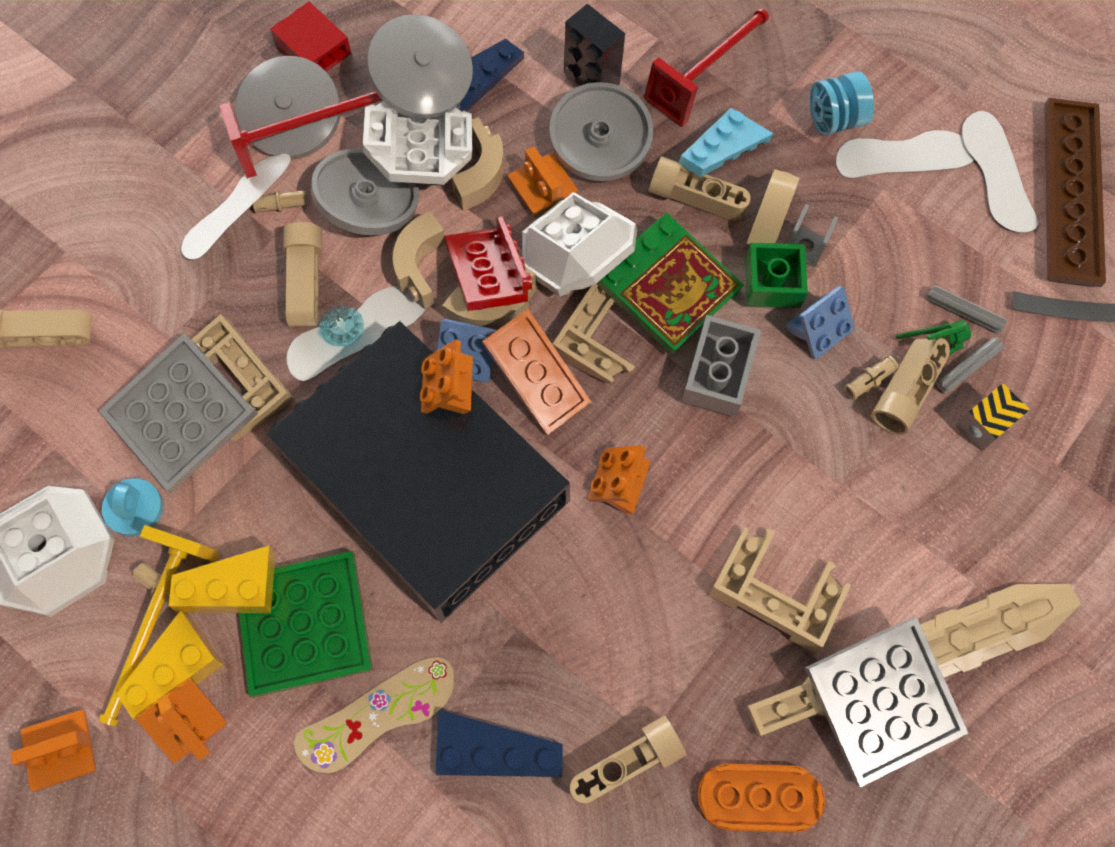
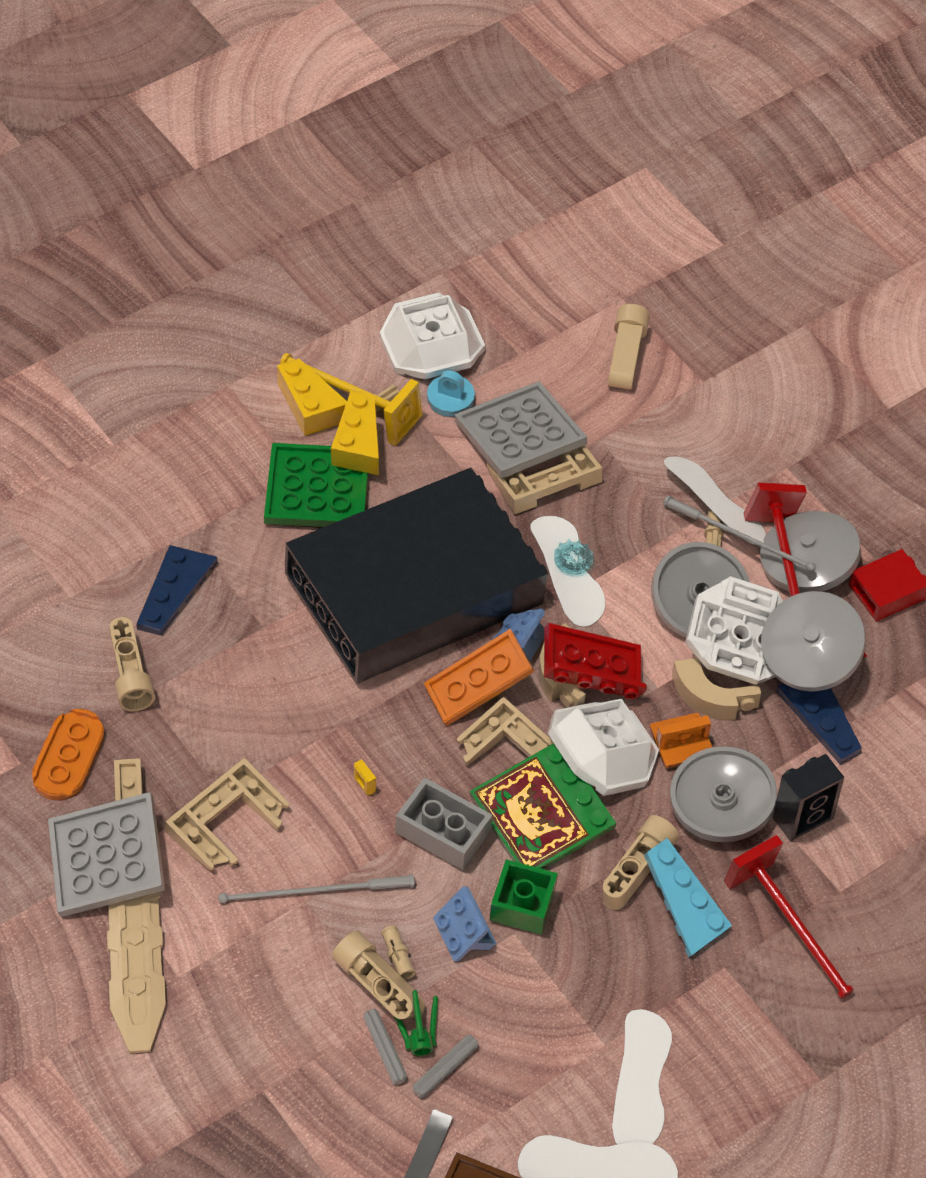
camera: 105 degrees right, 15 degrees down
(56, 750) = (274, 327): orange bracket -> none
(182, 721) = (266, 398): orange bracket -> none
(261, 216) = (689, 511): none -> light grey piece
(302, 248) = (627, 533): tan beam -> none
(398, 701) = (235, 537): tan sticker -> none
(411, 246) = (627, 614): tan arch -> none
(447, 380) = (473, 588): orange bracket -> none
(620, 477) = (362, 723): orange bracket -> none
(687, 459) = (364, 777): none -> yellow tile
(773, 208) = (604, 916): tan arch -> none
(802, 422) = (373, 884): none -> light grey piece
(818, 241) = (565, 934): light grey piece -> none
(841, 103) = (704, 1014): medium azure wheel -> none
(992, 416) = (324, 1035): piece -> none

